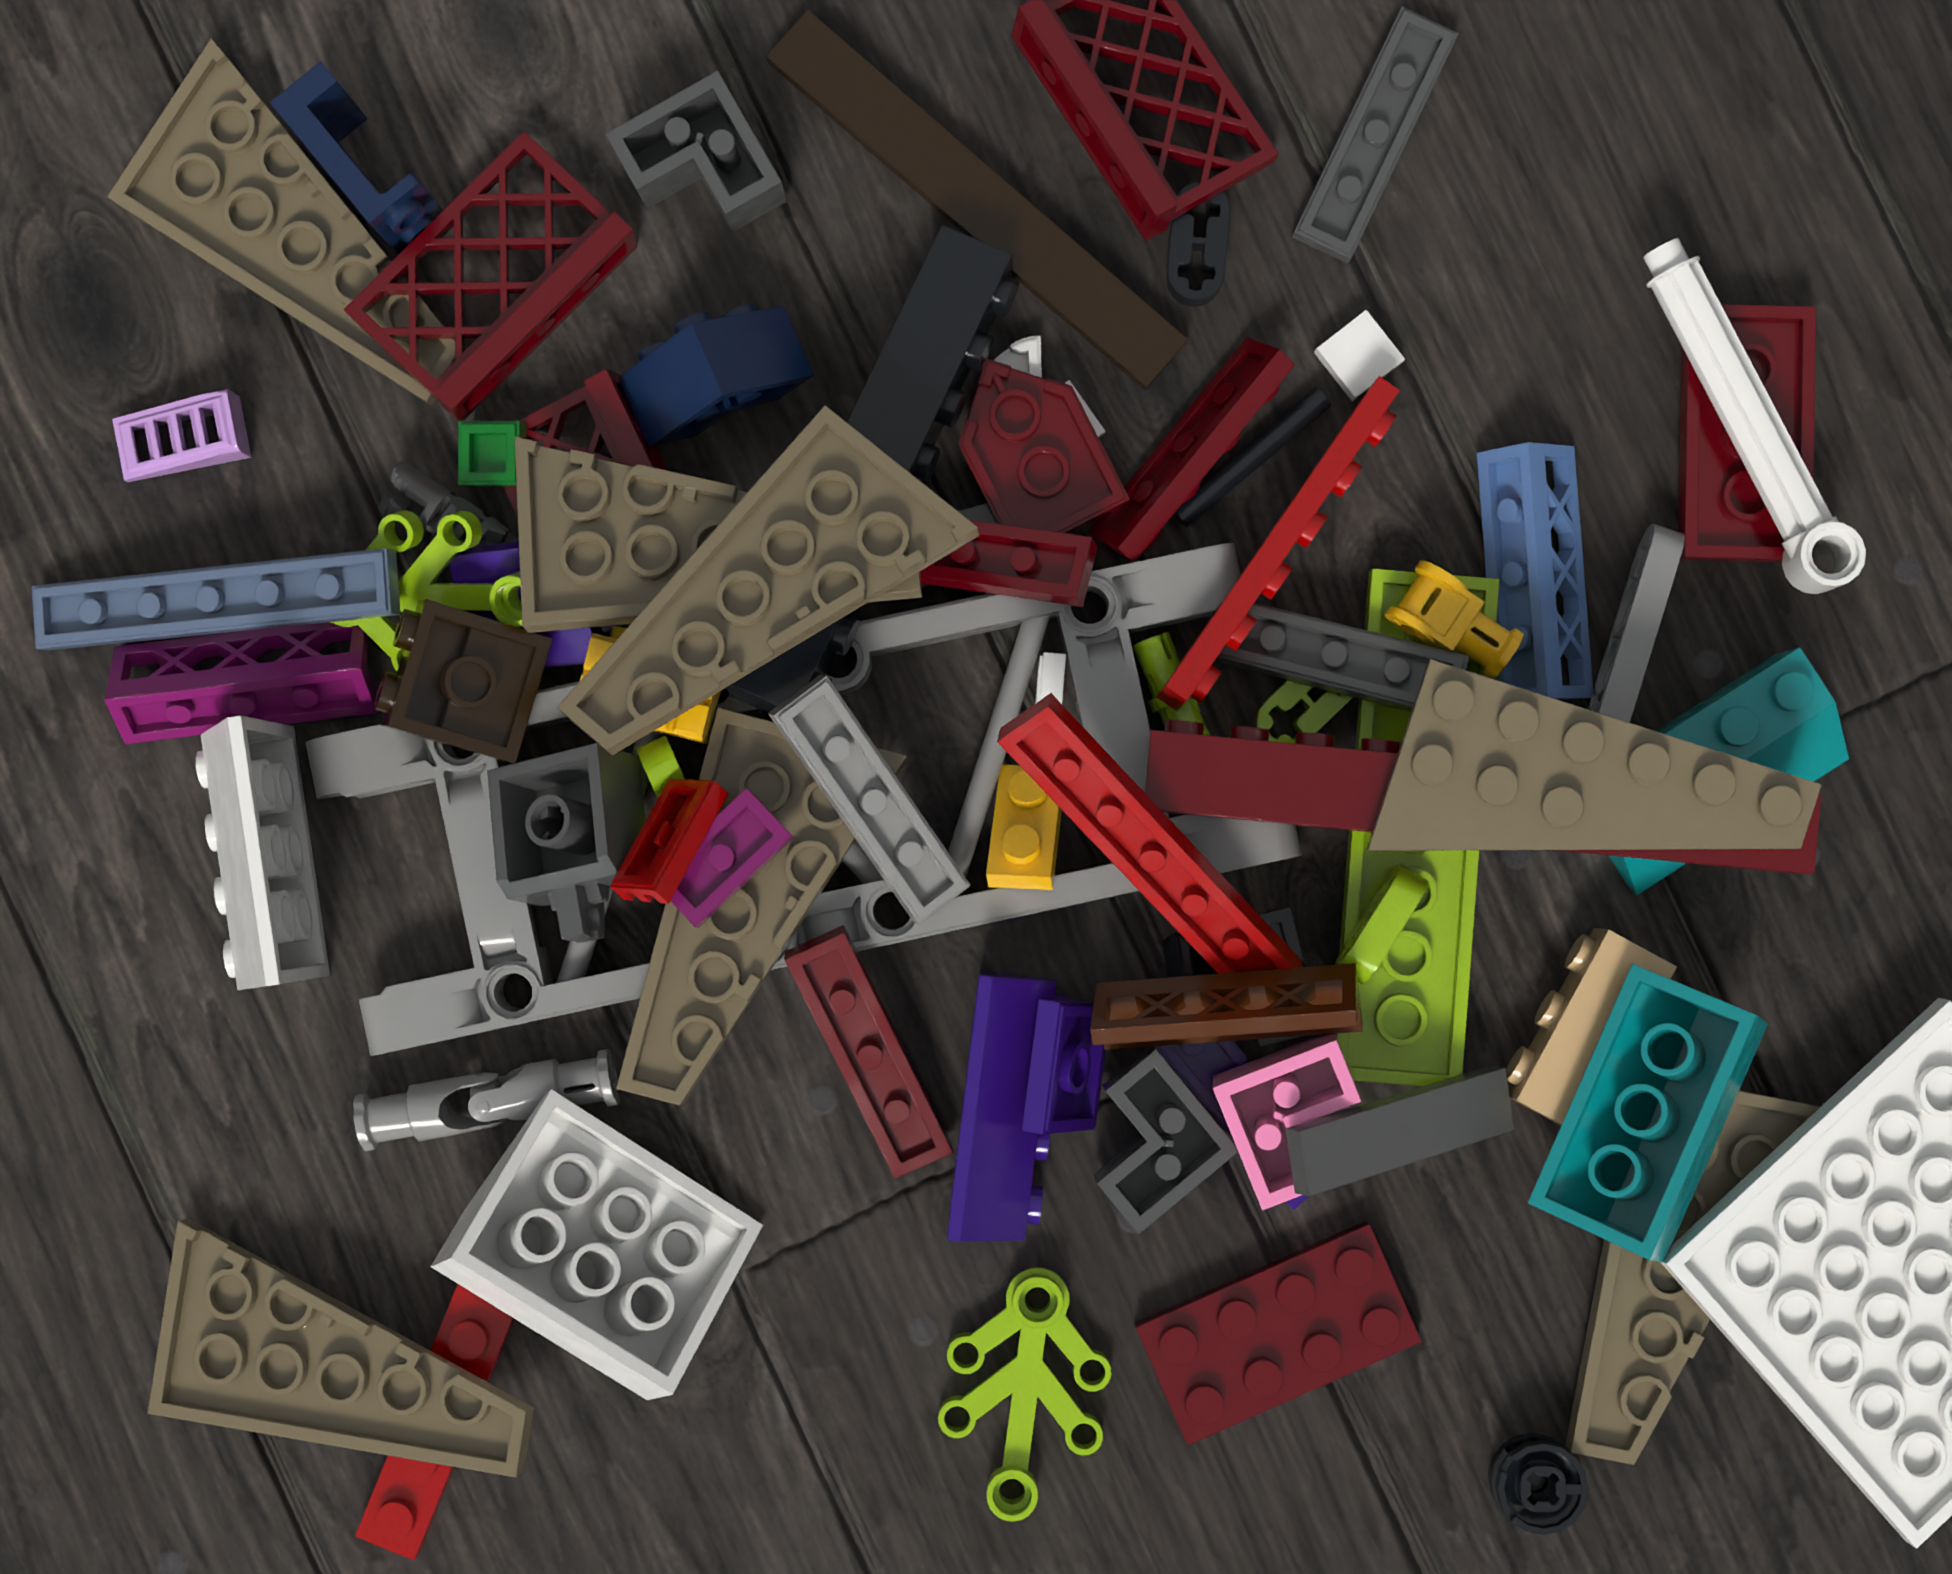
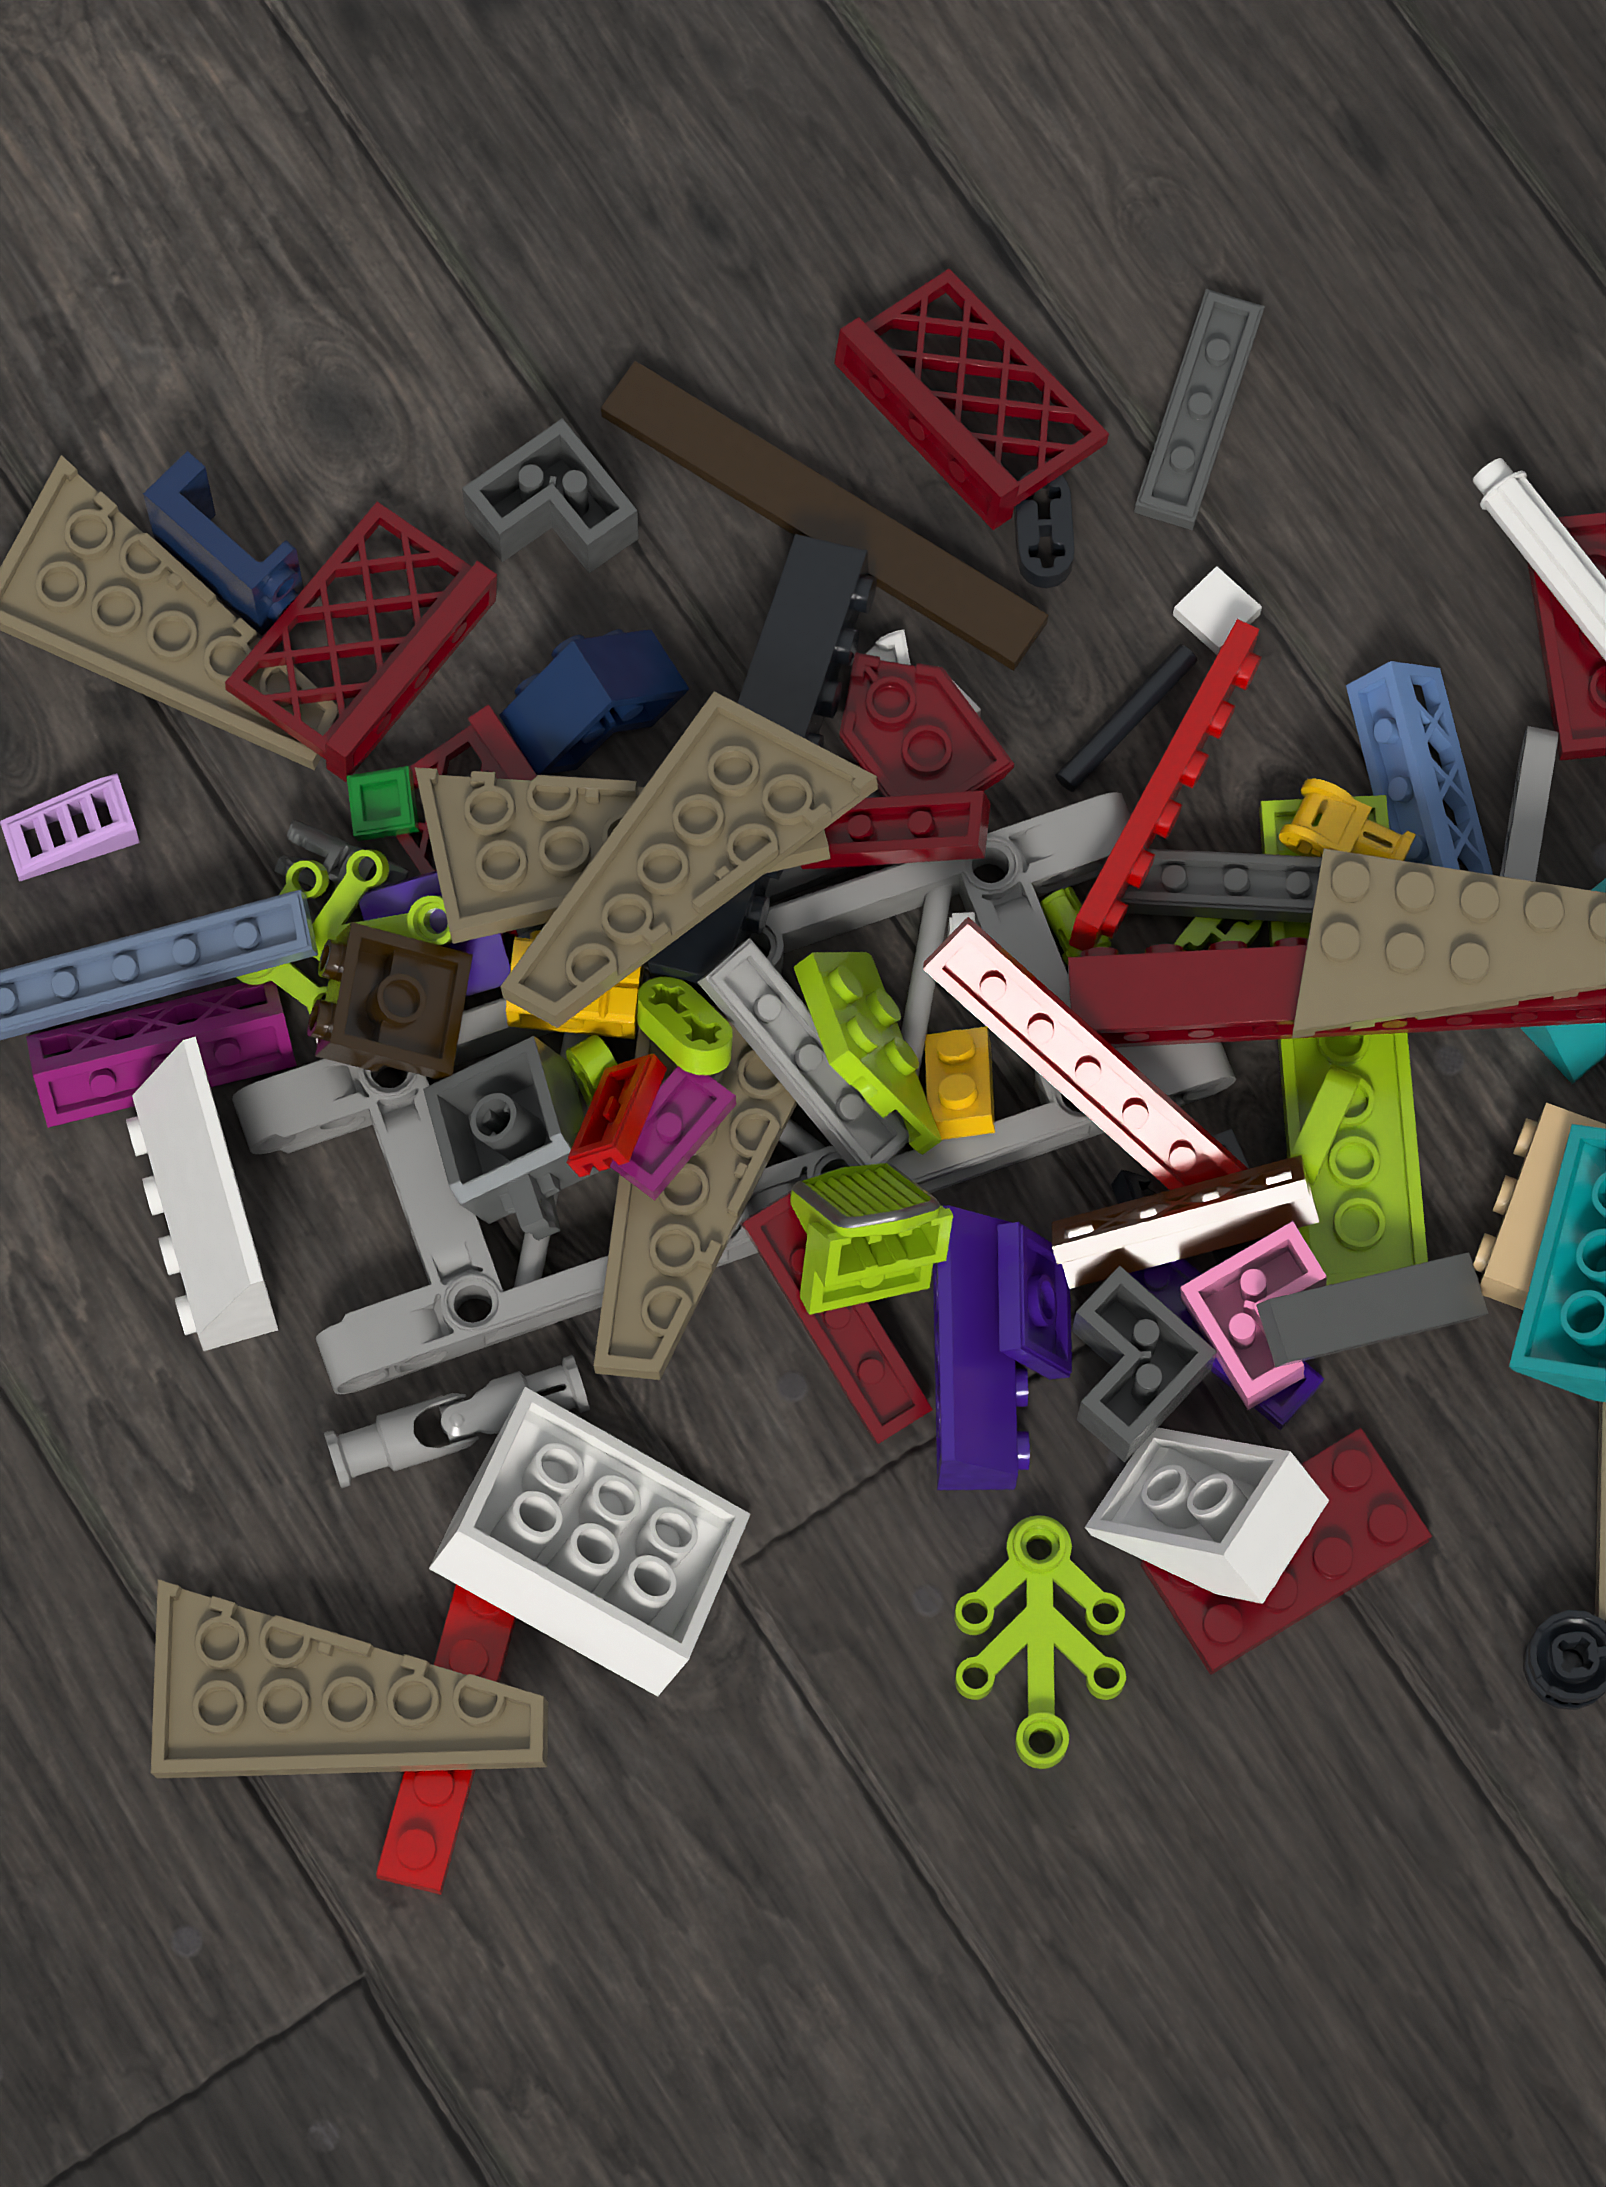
camera: 10 degrees left, 15 degrees down
(739, 759) = (675, 1030): none -> lime beam
(904, 990) = (867, 1235): none -> lime piece
(933, 780) = (864, 1039): none -> lime wing
(1192, 448) = (1065, 715): dark red plate -> none
(1208, 1305) = (1211, 1511): none -> white slope

